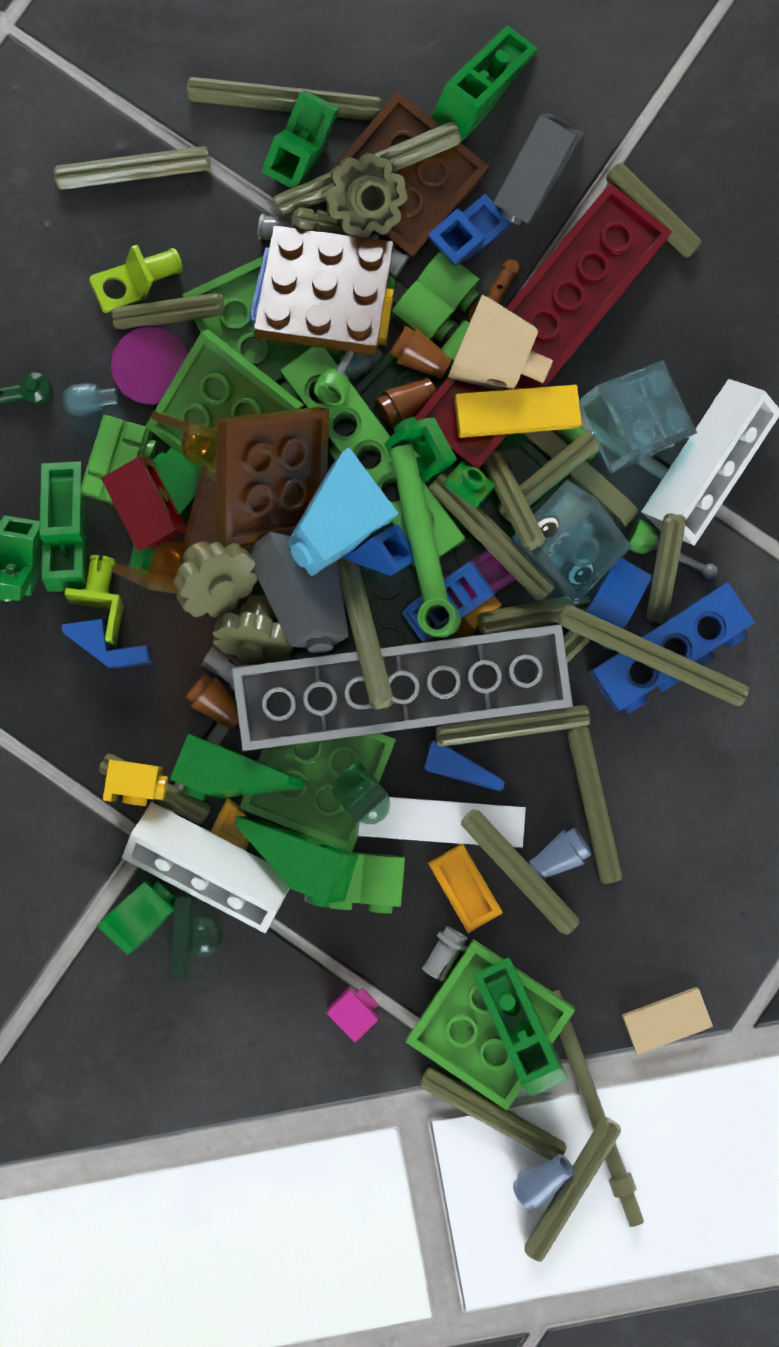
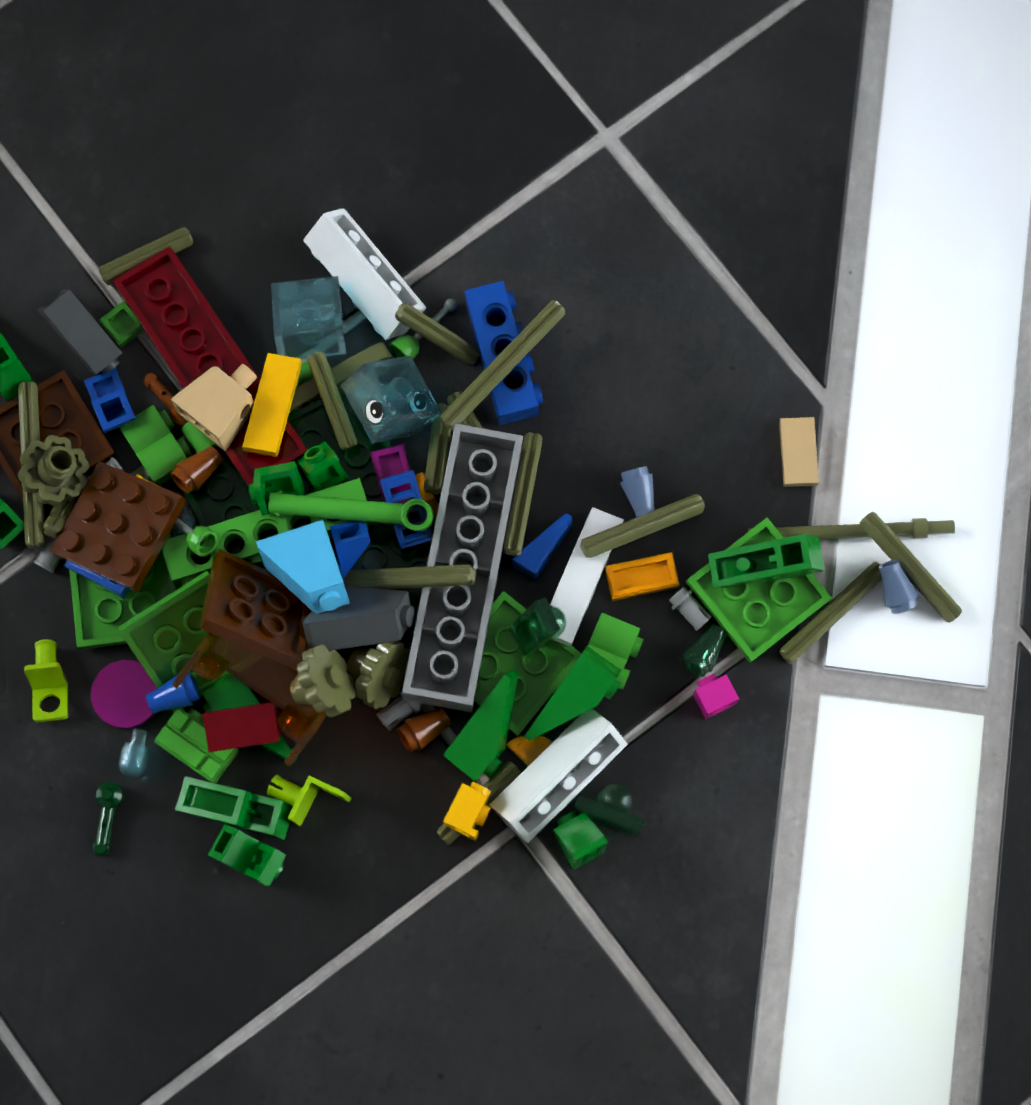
camera: 75 degrees left, 10 degrees down
(92, 636) = (338, 811): blue slope -> none
(146, 402) = (169, 697): none -> blue cone
(168, 311) = (87, 662): olive axle -> none
(401, 985) = (703, 652): none -> clear green cone
(404, 401) = (232, 494): dark orange cone -> none
(494, 540) = (367, 457): olive axle -> none
(514, 502) = (344, 430): olive axle -> none
(563, 211) = (121, 324): none -> bright green tile
(594, 805) = (607, 453): olive axle -> none
(619, 593) = (445, 377): blue slope -> none

